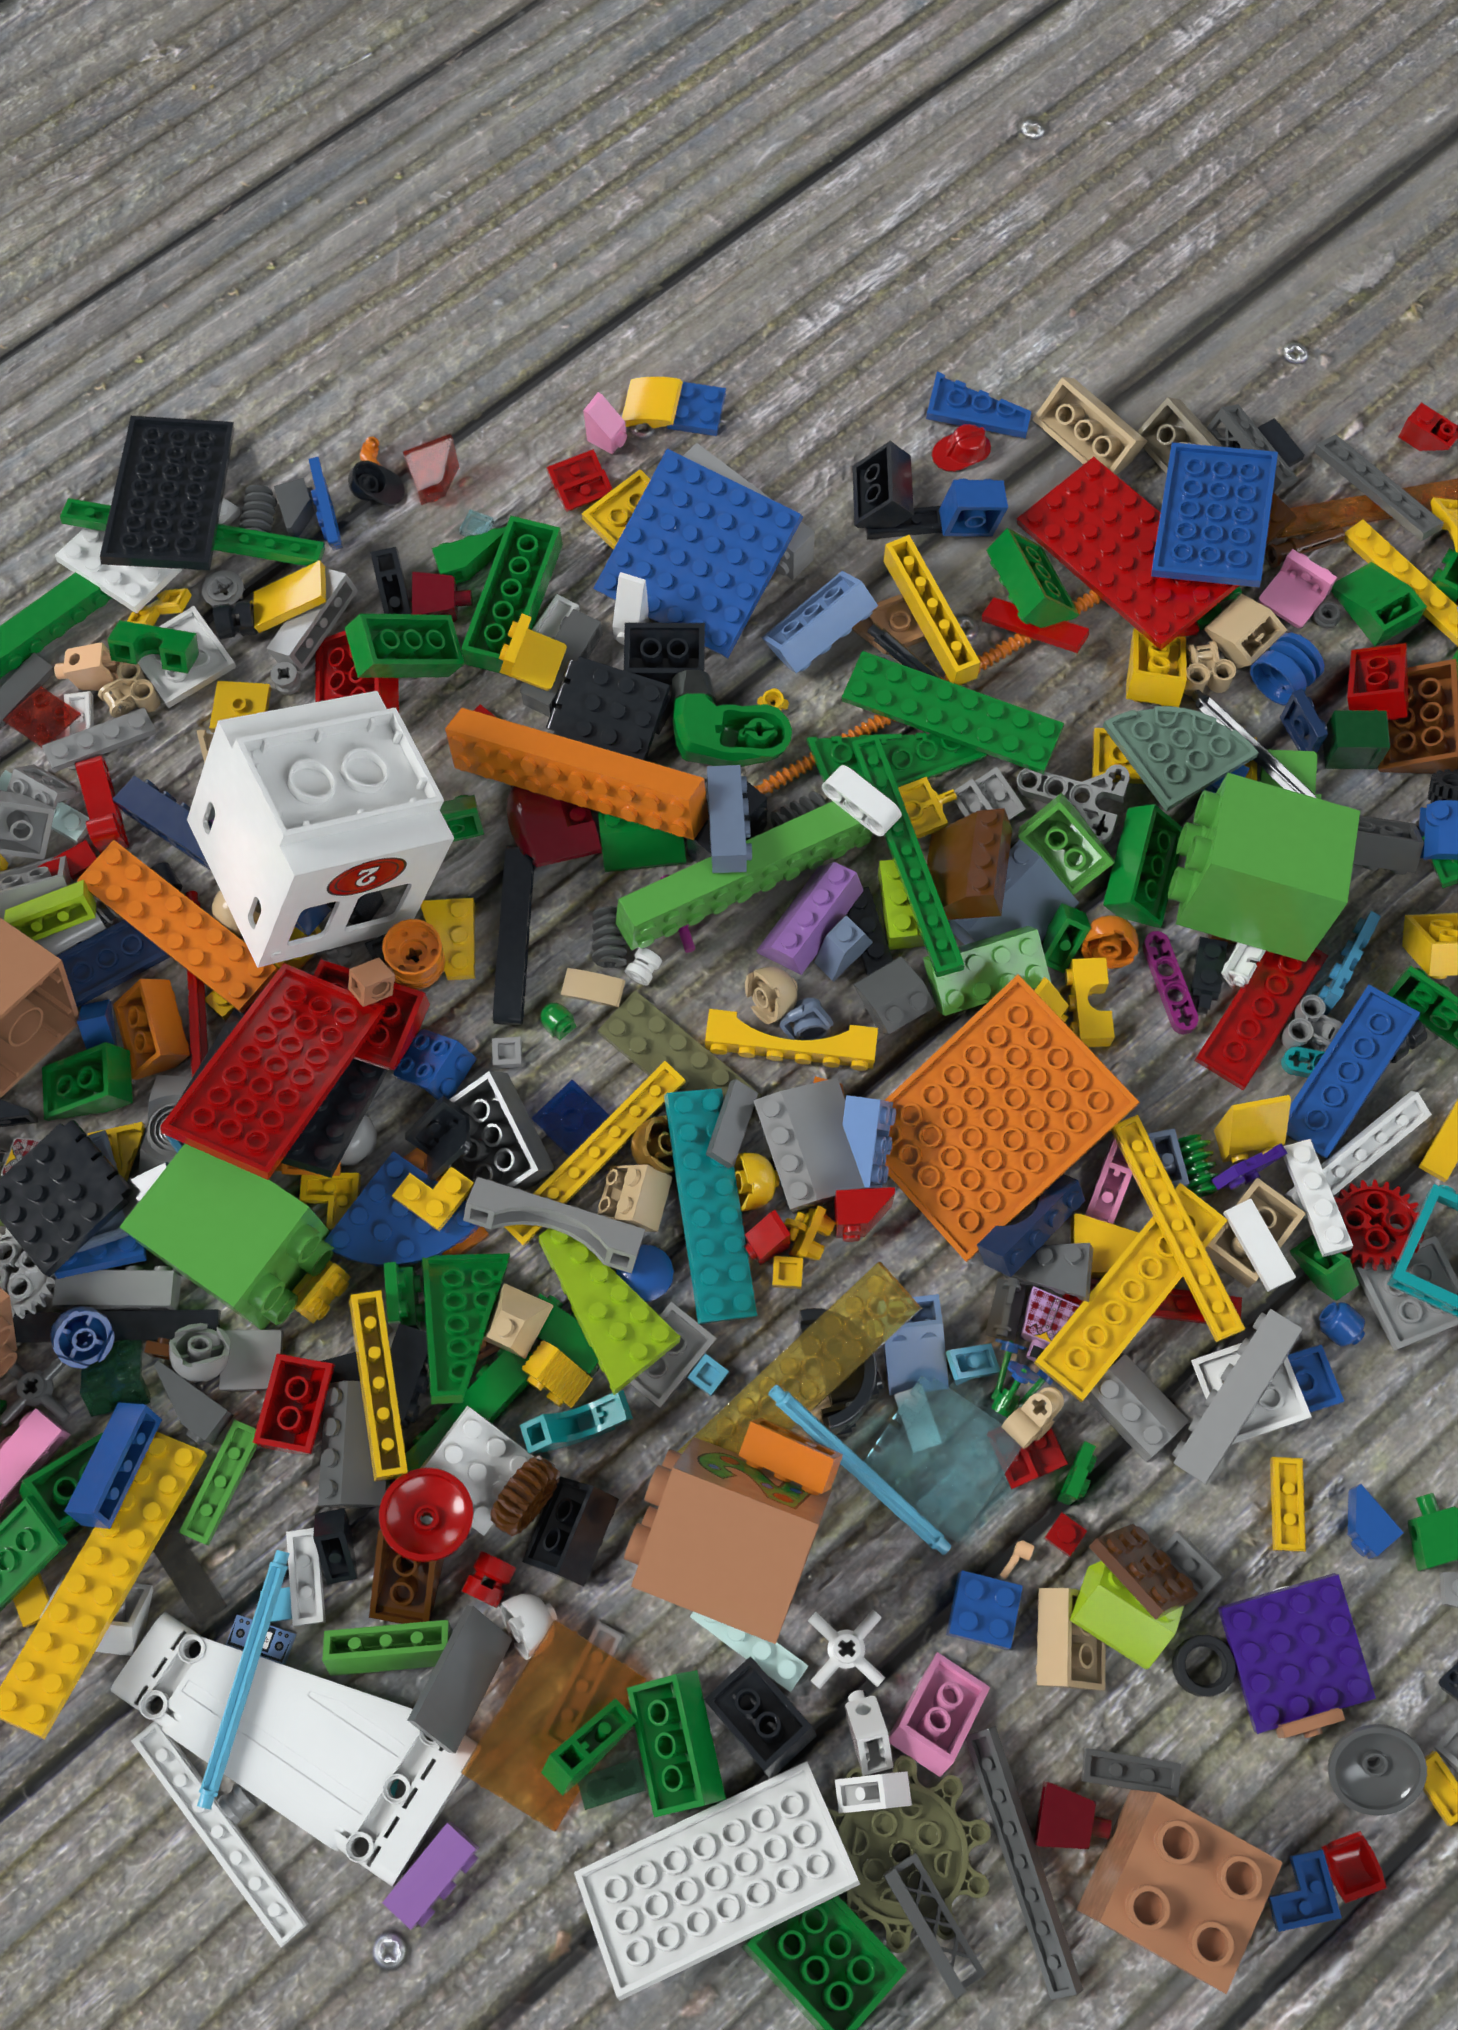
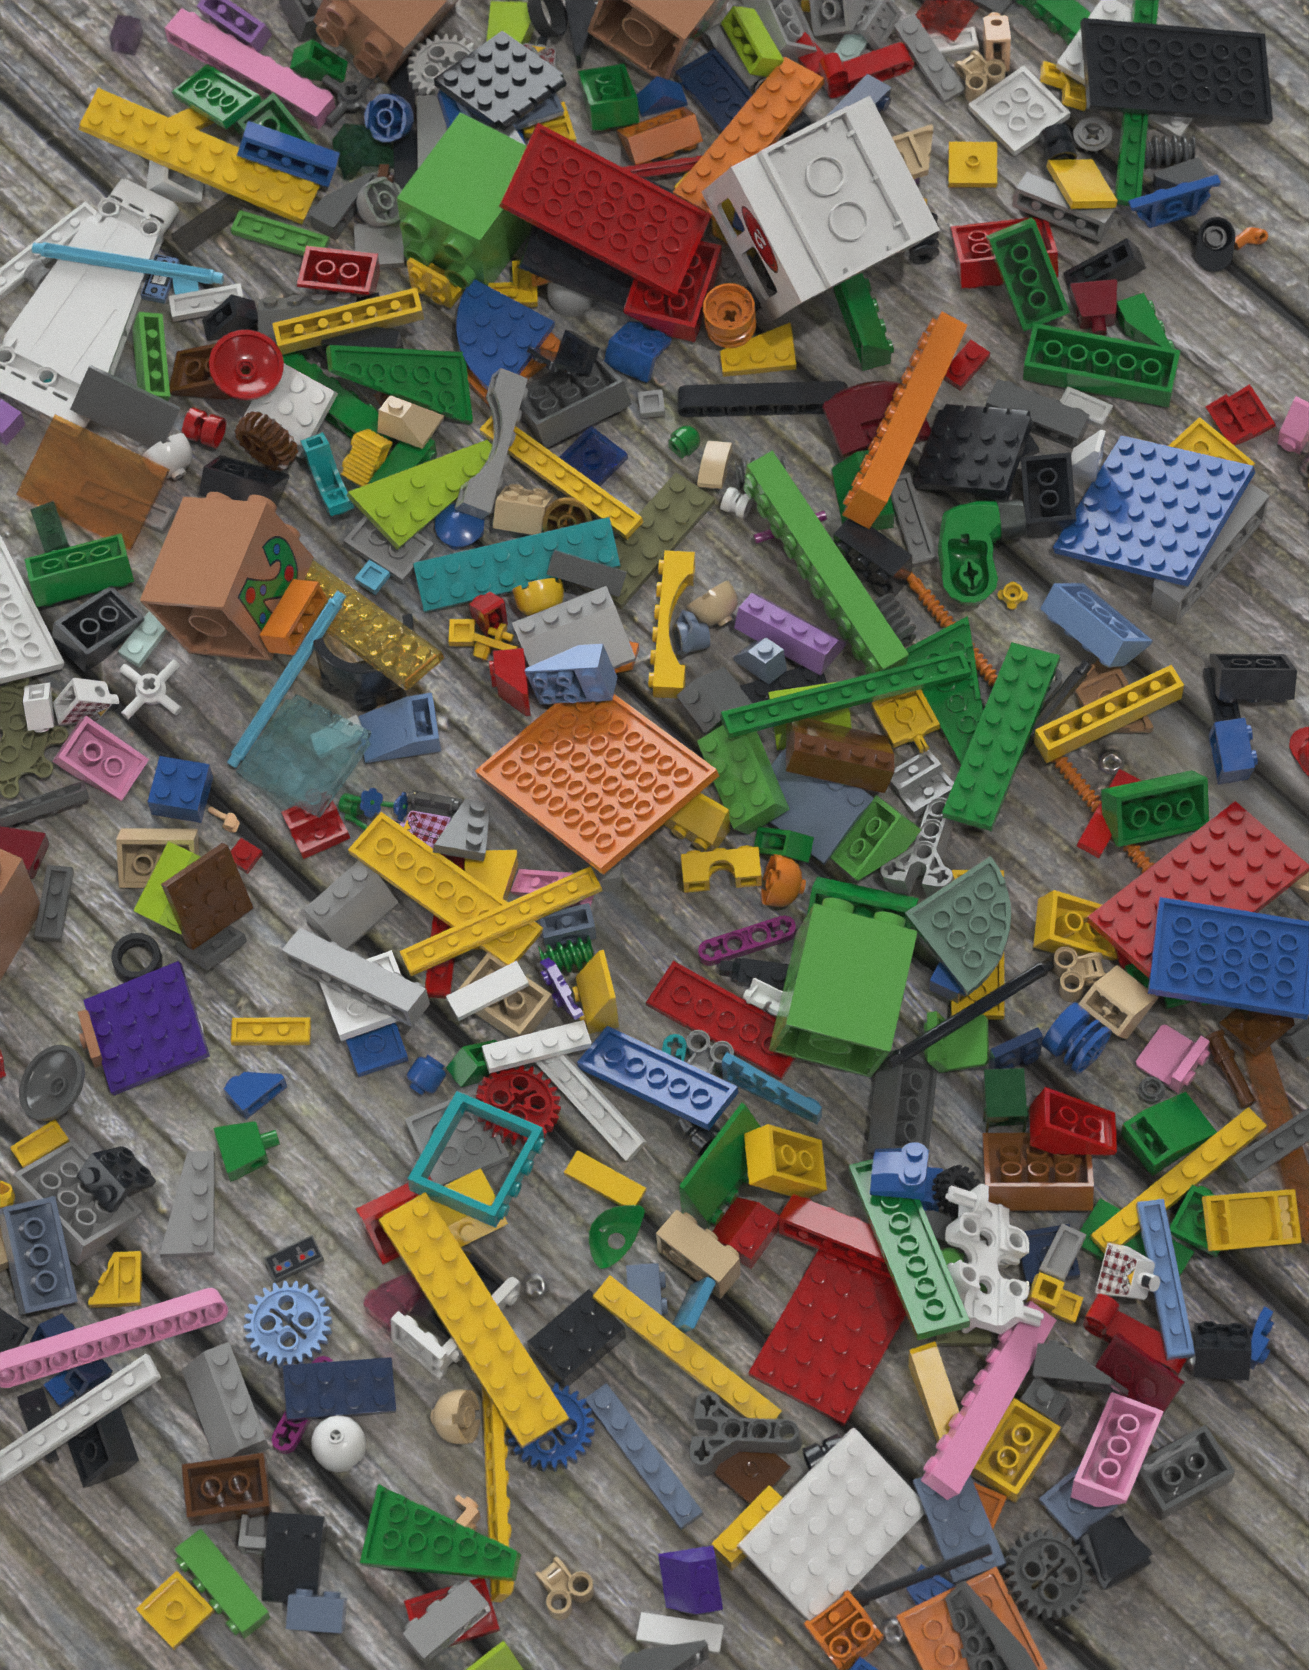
camera: 90 degrees right, 5 degrees down
(133, 641) = (1021, 66): green arch -> none
(285, 685) = (1003, 201): light grey wheel -> none
(371, 981) = (695, 280): nougat brick -> none
(402, 1296) = (428, 334): green plate -> none
(432, 468) = (1231, 285): clear red slope -> none
(436, 1204) = (506, 350): yellow plate -> none
(476, 523) = (1182, 333): clear light blue tile -> none
(531, 655) = (1028, 377): yellow bracket -> none
(587, 1746) = (75, 503): green slope -> none
(726, 819) = (858, 533): sand blue brick -> none
(861, 800) = (889, 647): white beam -> none
(972, 1362) = (384, 772): medium azure slope -> none
(1012, 1245) = (483, 796): dark blue arch -> none
(1034, 1416) = (333, 813): tan piece -> none
(1076, 1481) = (283, 855): green plate -> none

